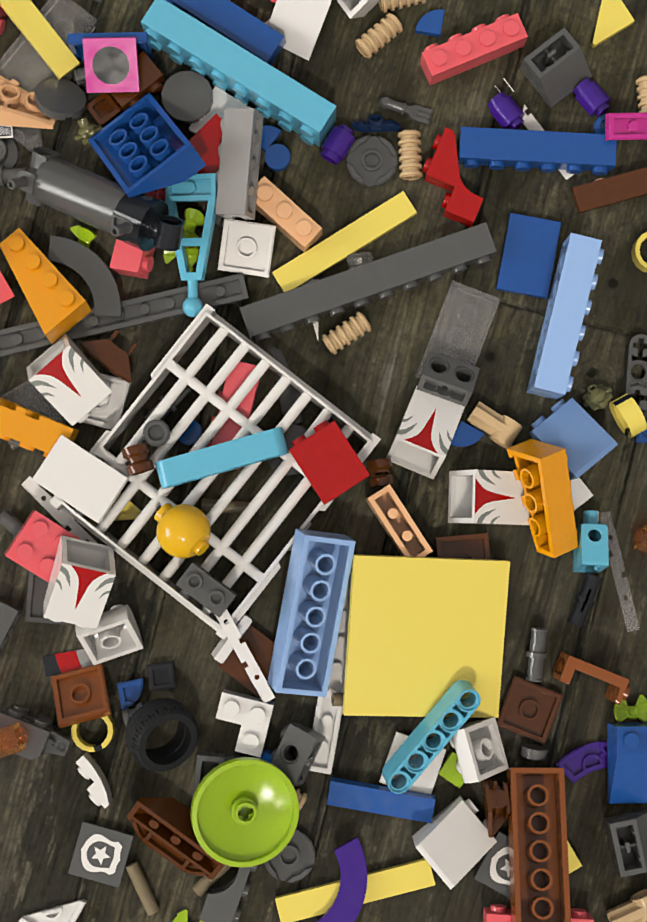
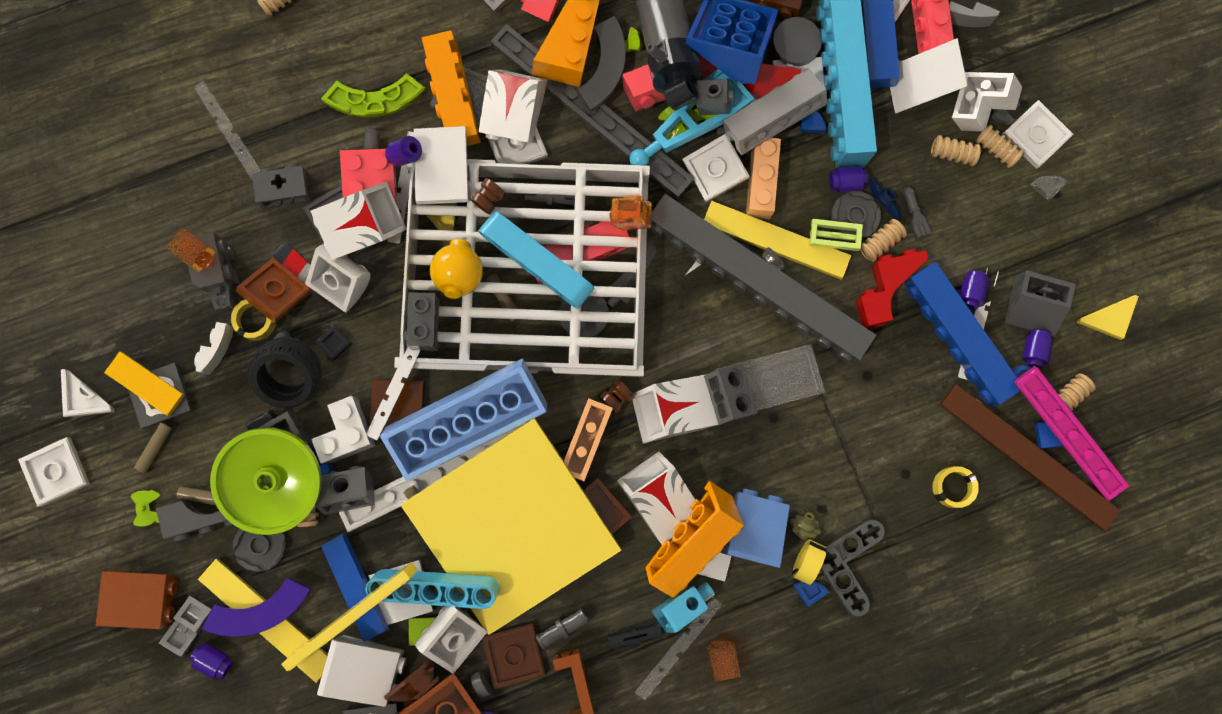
camera: 50 degrees right, 5 degrees down
(47, 502) = (403, 151): none -> dark purple brick
(83, 858) = (144, 383): none -> yellow tile
(111, 356) = (555, 125): reddish brown piece -> none
(130, 691) = (304, 327): blue tile -> none
(156, 433) = (519, 197): dark grey tile -> none
(167, 829) = (212, 427): reddish brown wedge -> none
(186, 782) = (261, 419): none -> black tile
(190, 205) = (714, 97): none -> dark grey brick
(191, 434) = (540, 226): blue tile -> none
(224, 647) = (387, 374): white tile -> none
(241, 350) = (630, 213): none -> clear orange brick
(277, 157) = (803, 142): blue tile -> none
(328, 461) = (593, 344): red brick -> none
(346, 333) = (707, 291): tan piece -> none
(362, 207) = (835, 244): none -> yellowish green tile
(406, 819) = (349, 616): none -> light yellow tile
(431, 23) = (996, 183): blue tile -> none
(466, 435) = (696, 443): blue tile -> none
(473, 49) = (1003, 229): coral brick -> none
(501, 428) = (722, 465): tan piece -> none
(528, 256) = (875, 390): blue tile -> none
(564, 316) = (855, 449): light blue brick -> none

